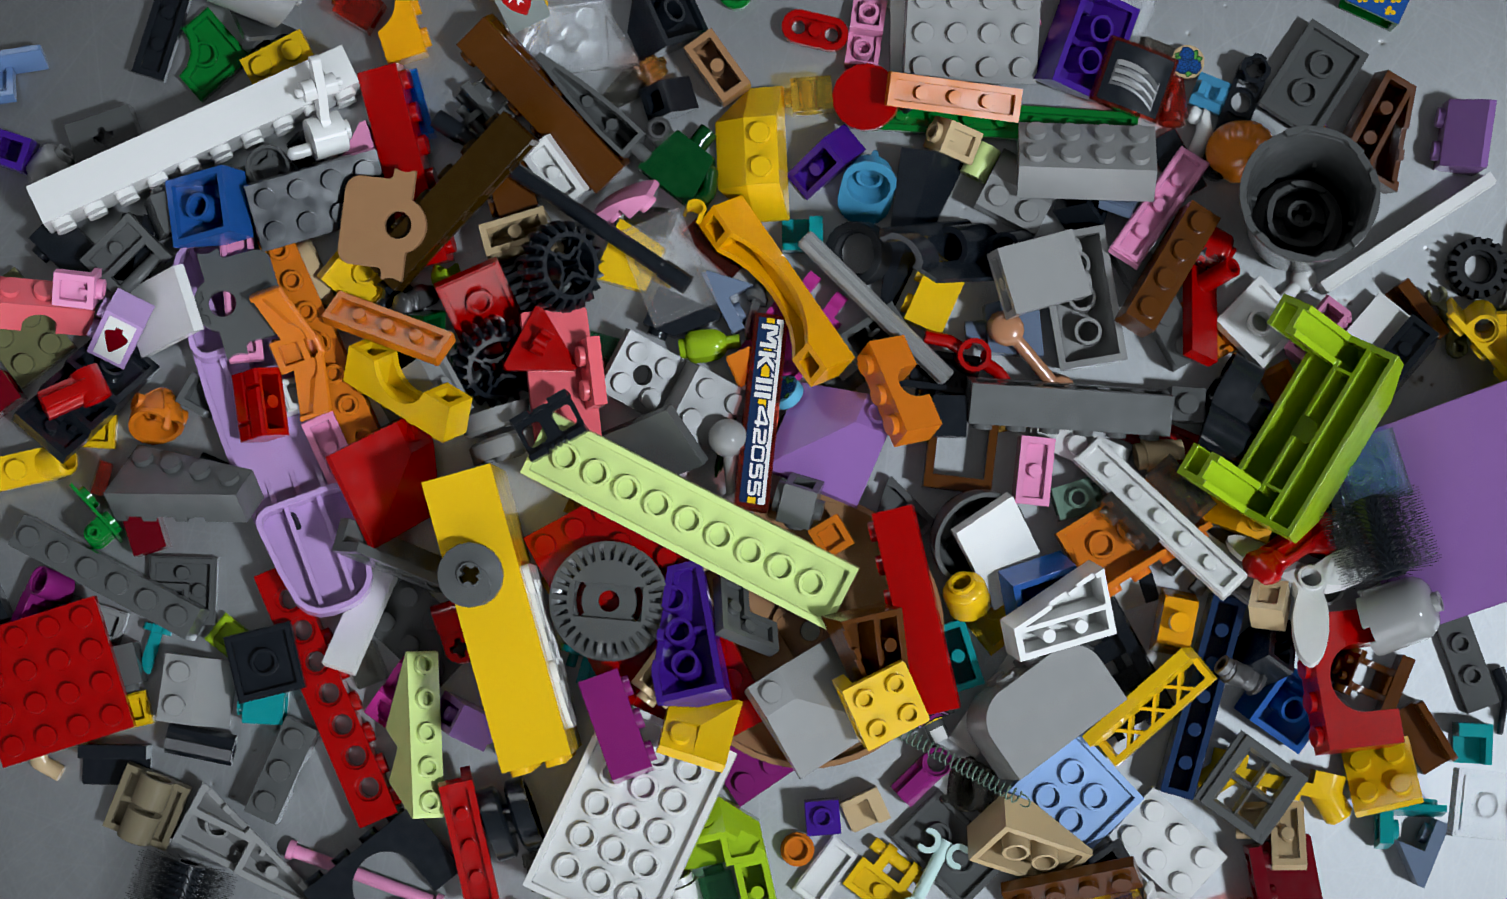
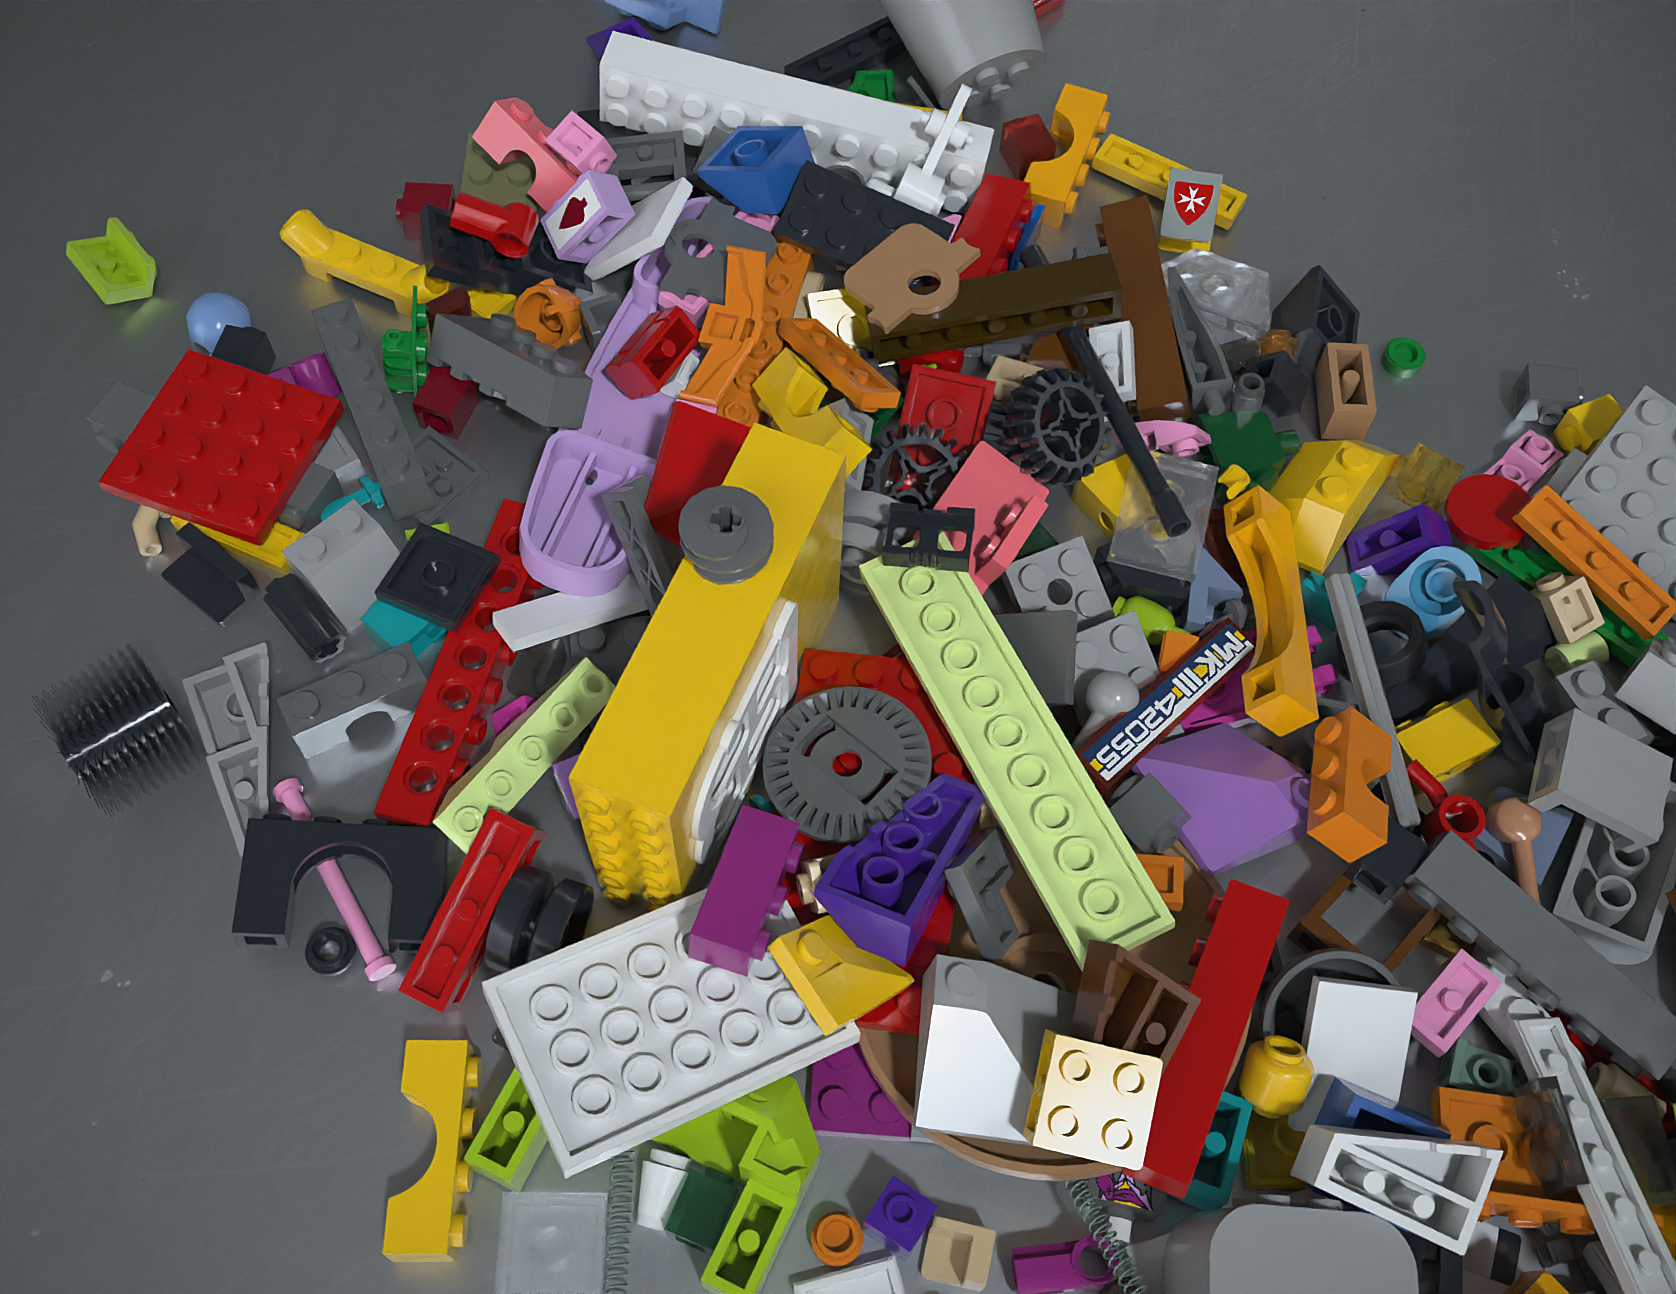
camera: 35 degrees right, 25 degrees down
(147, 807) = (191, 633): dark tan plate -> none
(539, 347) = (974, 481): red piece -> none
(790, 392) = (1207, 719): medium azure tile -> none
(815, 28) = (1470, 432): red plate -> none

